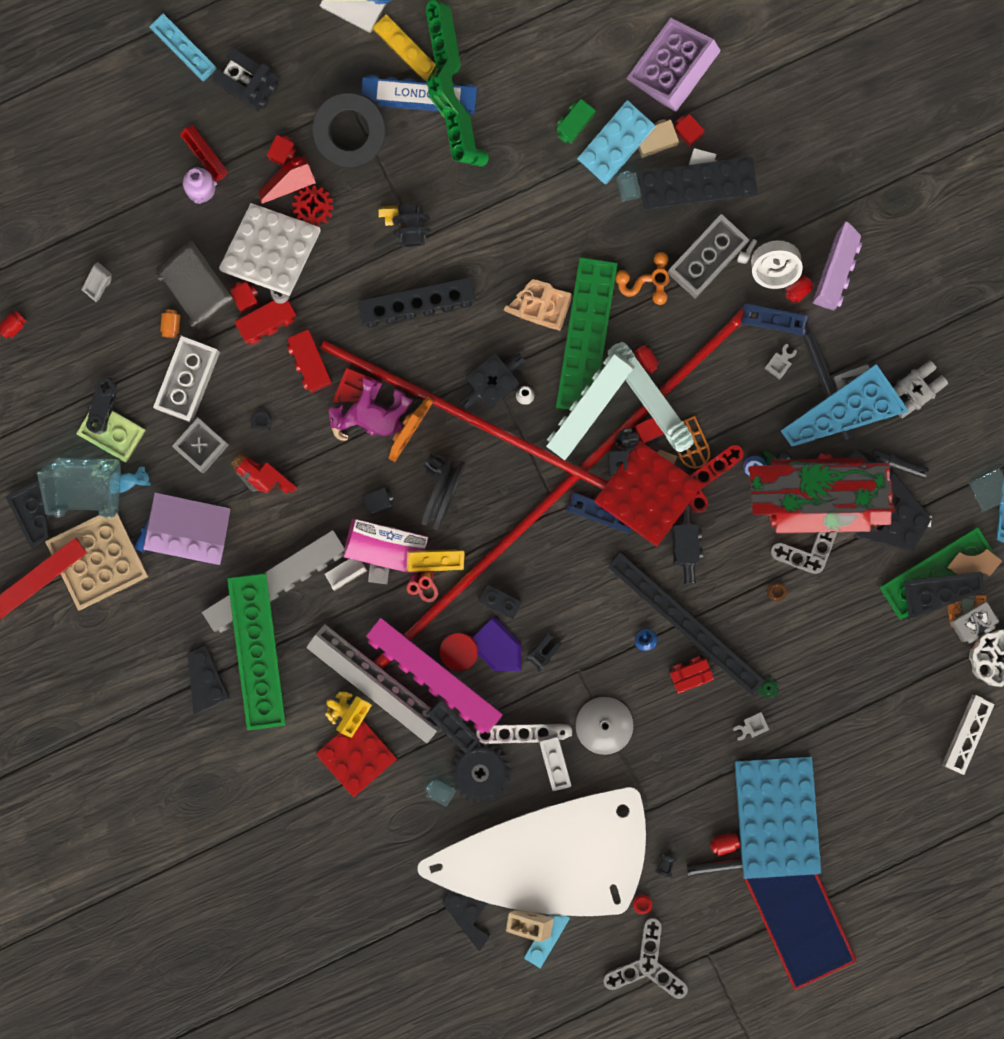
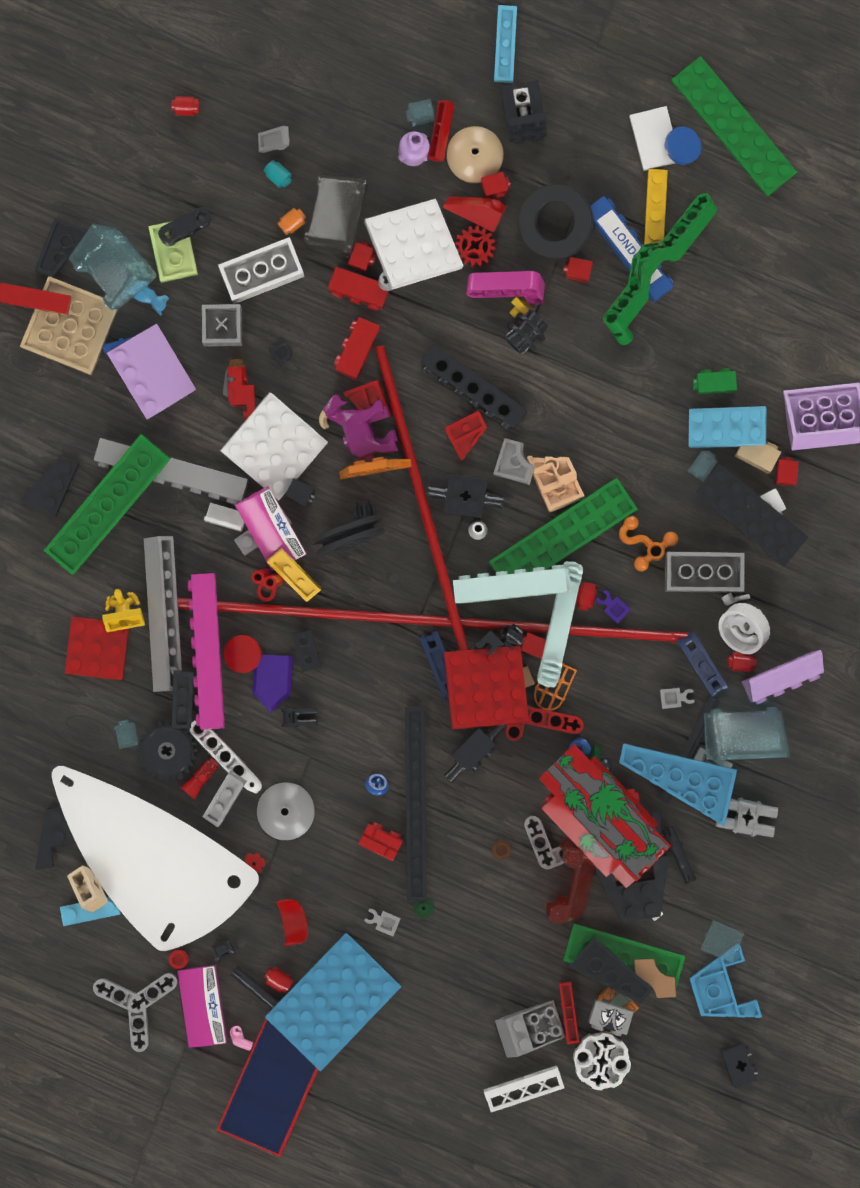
camera: 45 degrees right, 0 degrees up
(125, 302) = (278, 174): none -> teal brick
(176, 156) = (420, 112): none -> clear light blue brick
(245, 157) = (470, 166): none -> tan dish
(325, 488) = (274, 445): none -> white plate
(363, 207) = (507, 285): none -> dark pink beam
(400, 146) = (578, 269): none -> red brick
(445, 338) = (465, 433): none -> red wing
(499, 324) = (512, 463): none -> light grey tile
(522, 765) = (200, 777): none -> red piece
(625, 778) = (260, 862): none -> red plant
(675, 346) = (615, 608): none -> dark purple plate
(692, 793) = (294, 921): none -> red piece
(693, 918) = (202, 1006): none -> dark pink slope
(742, 913) = (238, 1038): none -> bright pink arm
(856, 335) = (745, 735): none -> clear light blue windscreen
(866, 576) = (574, 905): none -> clear red windscreen
(928, 690) = (530, 1029): none -> light grey slope
(942, 650) = (568, 1012): none -> red piece

